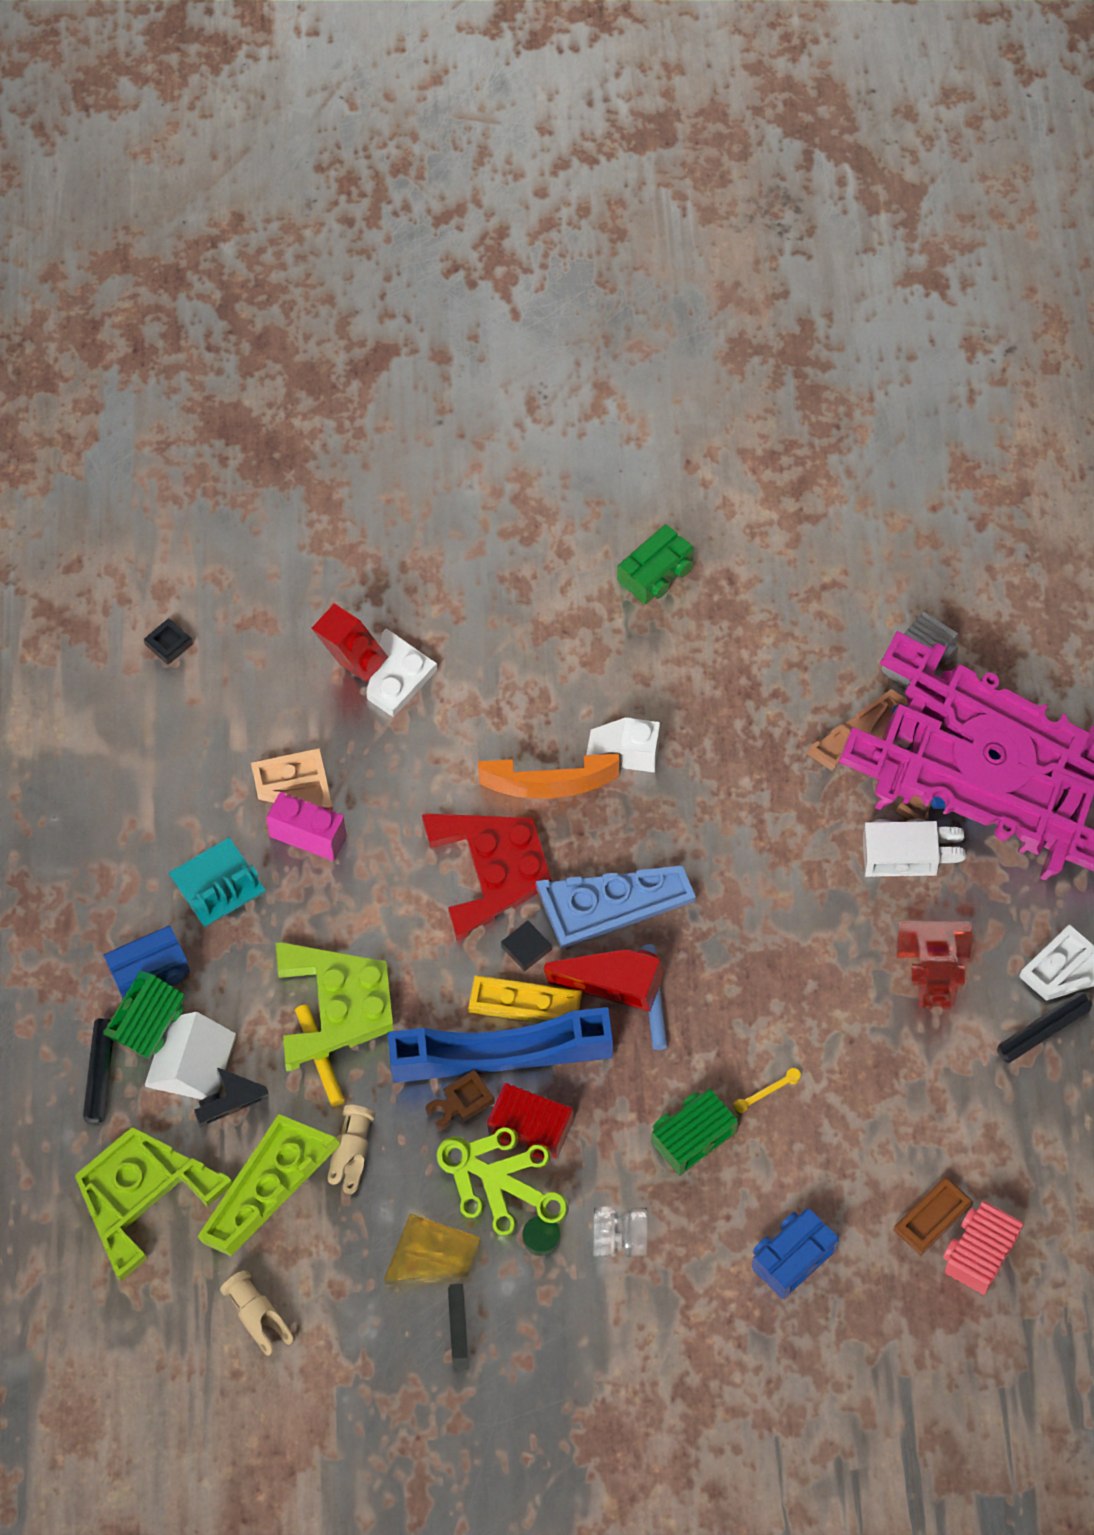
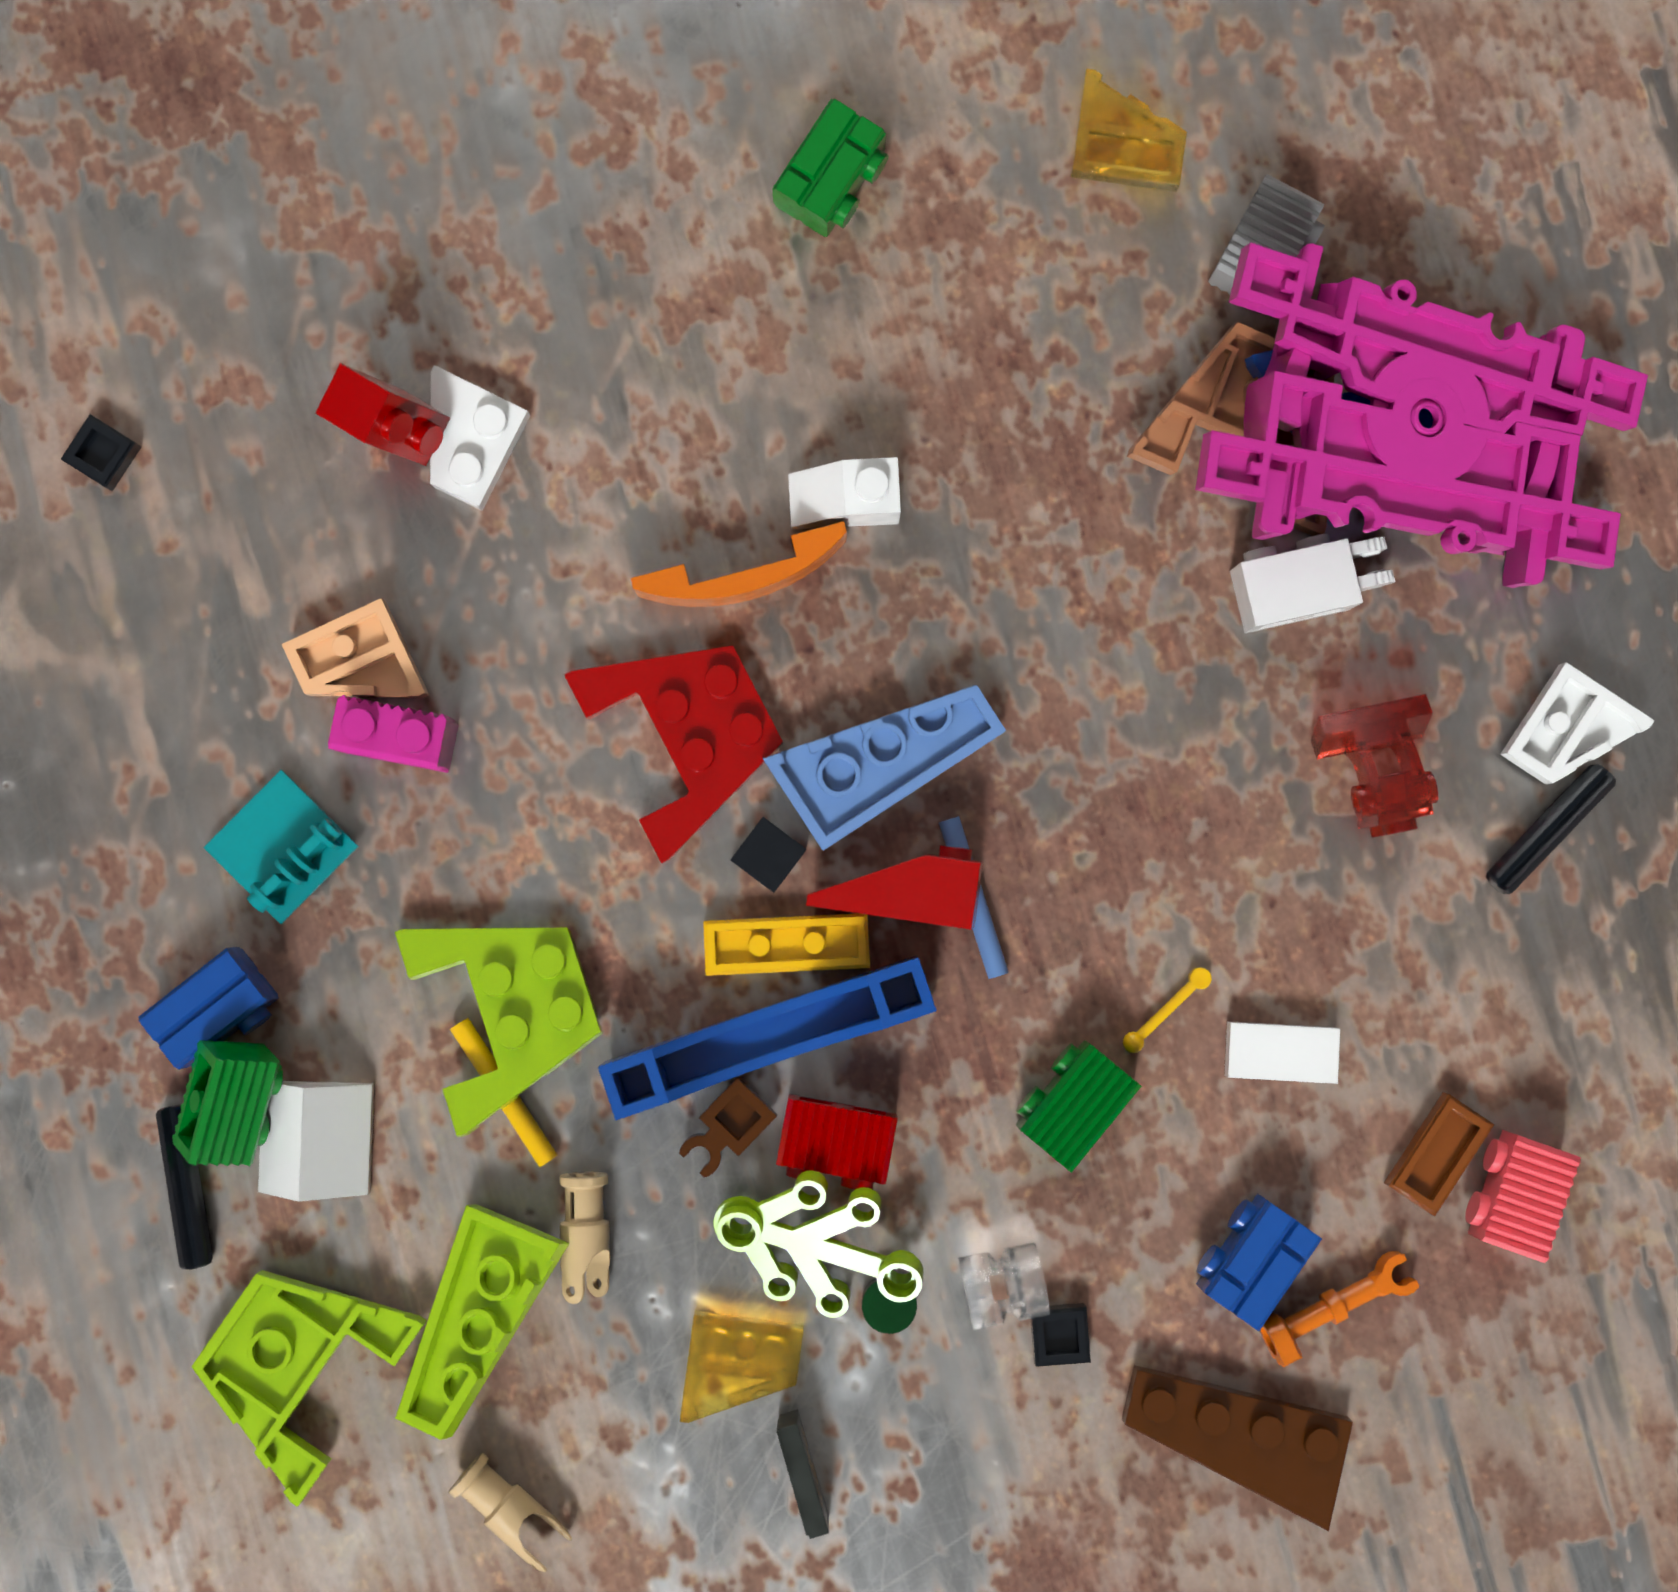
camera: 20 degrees left, 25 degrees up
(239, 1095) = (398, 1189): black slope -> none
(652, 1279) = (1061, 1336): none -> black tile
(774, 1376) = (1254, 1440): none -> reddish brown wing
(803, 1305) = (1334, 1307): none -> orange piece
(838, 1130) = (1282, 1052): none -> white tile
(842, 582) = (1124, 141): none -> clear yellow wing

